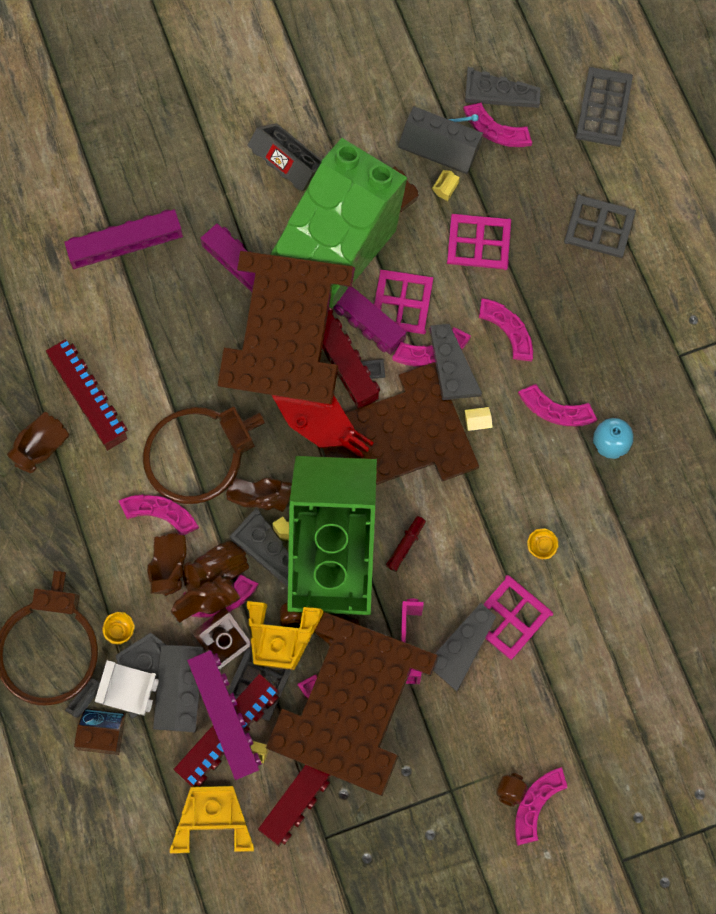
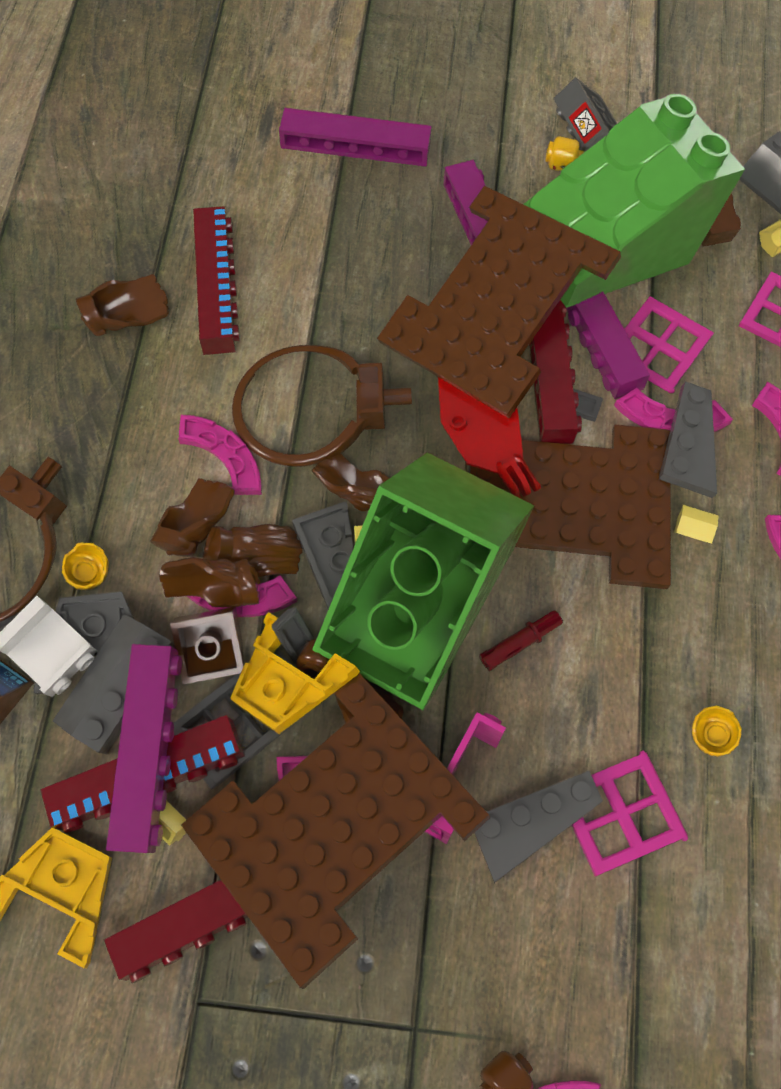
camera: 25 degrees right, 5 degrees down
(270, 607) = (292, 632): none -> dark grey tile
(275, 187) = (562, 152): none -> yellow head

